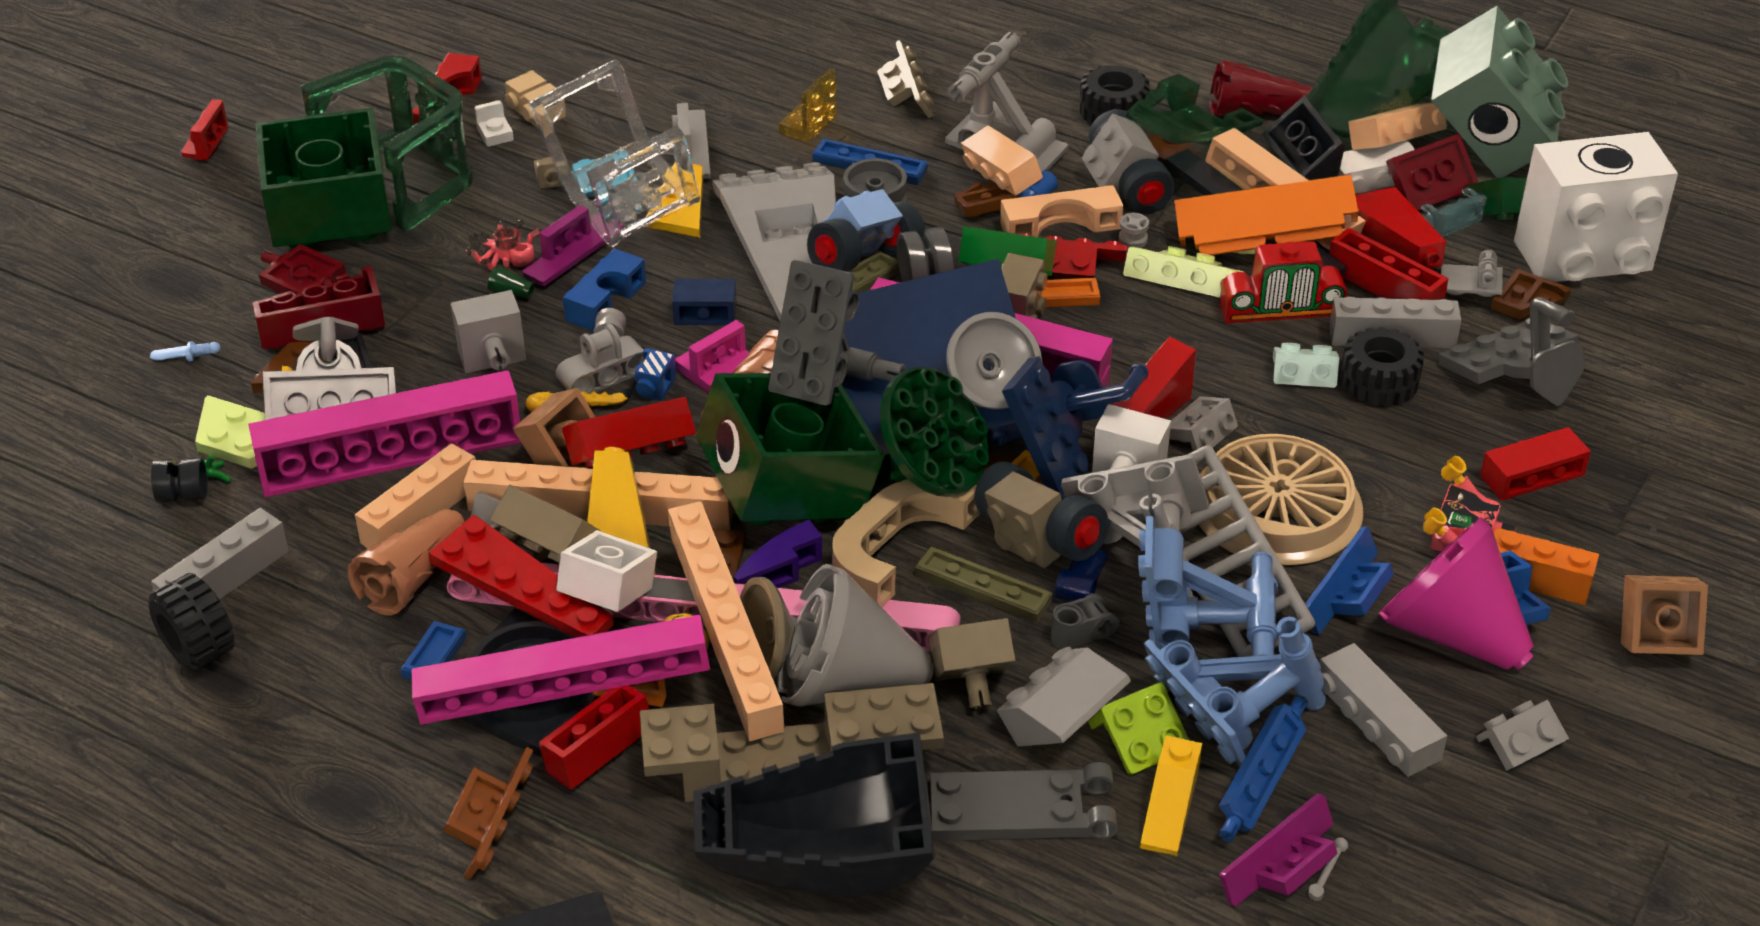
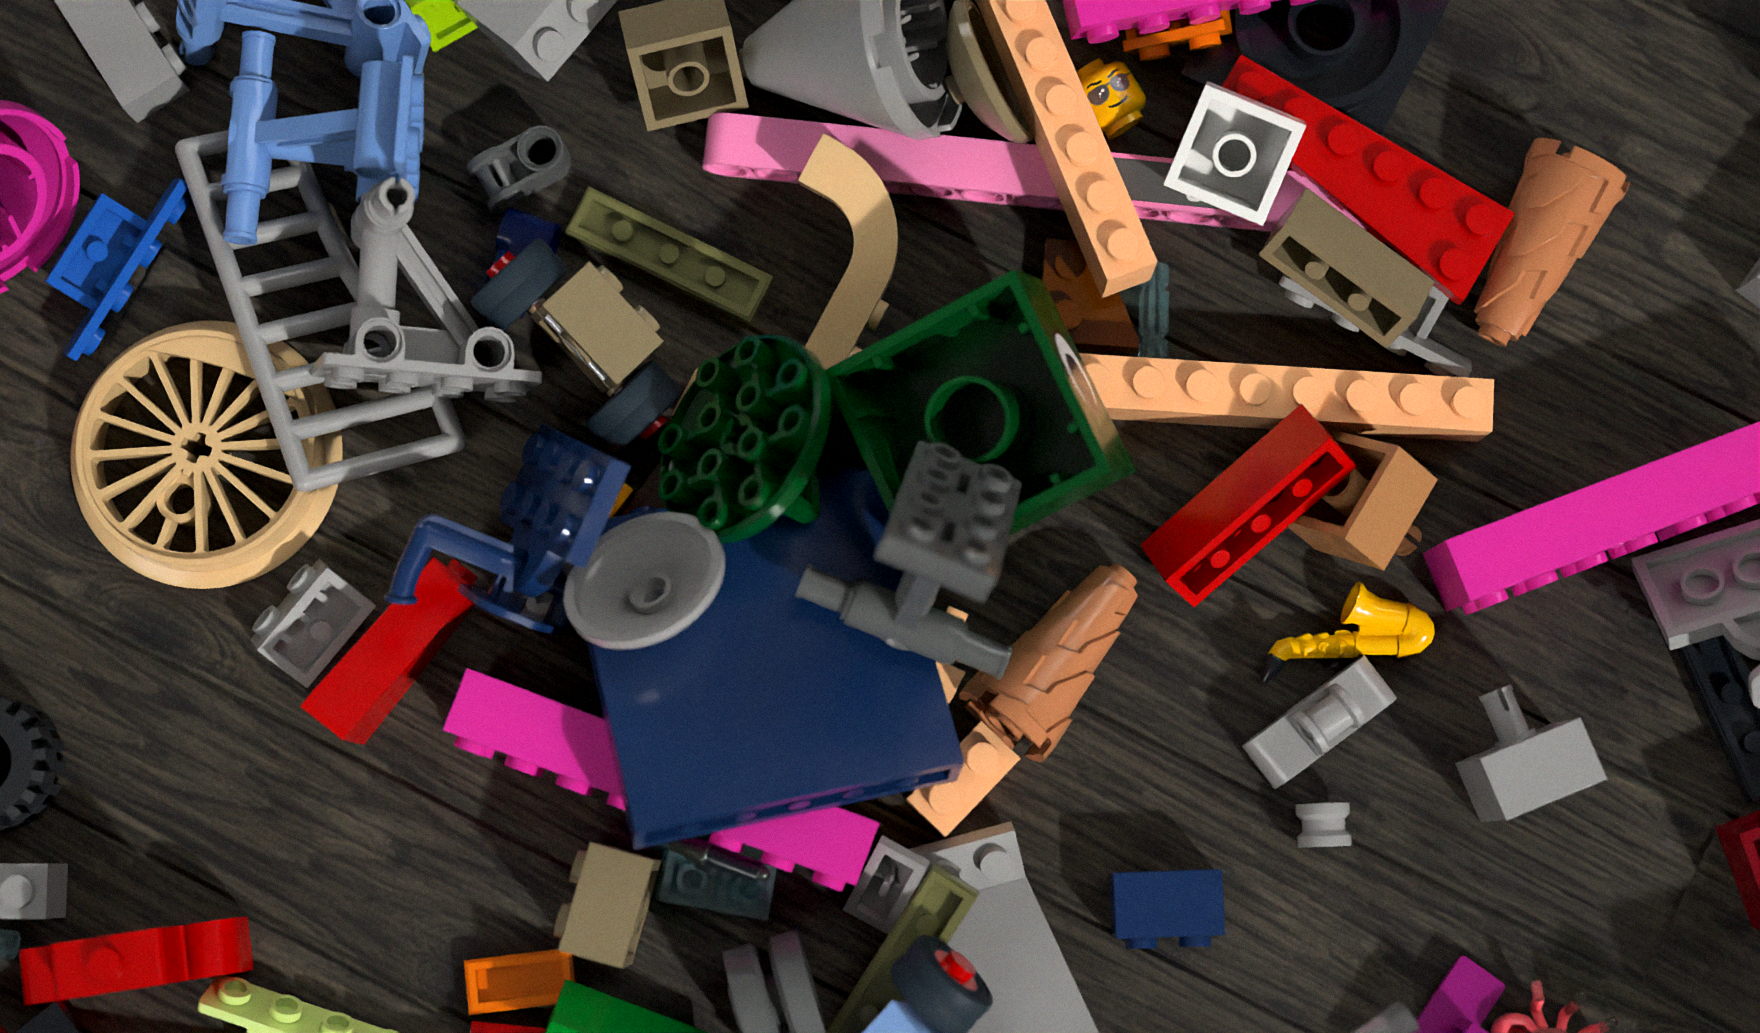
camera: 175 degrees right, 40 degrees up
(419, 495) = (1561, 374): light nougat brick -> none
(436, 647) = (1468, 84): blue tile -> none
(504, 280) = (1520, 945): dark green cone -> none
(614, 275) = (1375, 893): blue arch -> none
(615, 497) = (1234, 302): yellow slope -> none
(655, 374) = (1229, 699): blue brick -> none
(667, 553) = (1154, 314): none -> clear light blue axle
(714, 354) = (1125, 750): dark pink bracket -> none
(783, 556) = (985, 257): dark purple slope -> none
(1129, 439) = (403, 497): white brick -> none
(1305, 366) = (118, 787): light aqua bracket -> none

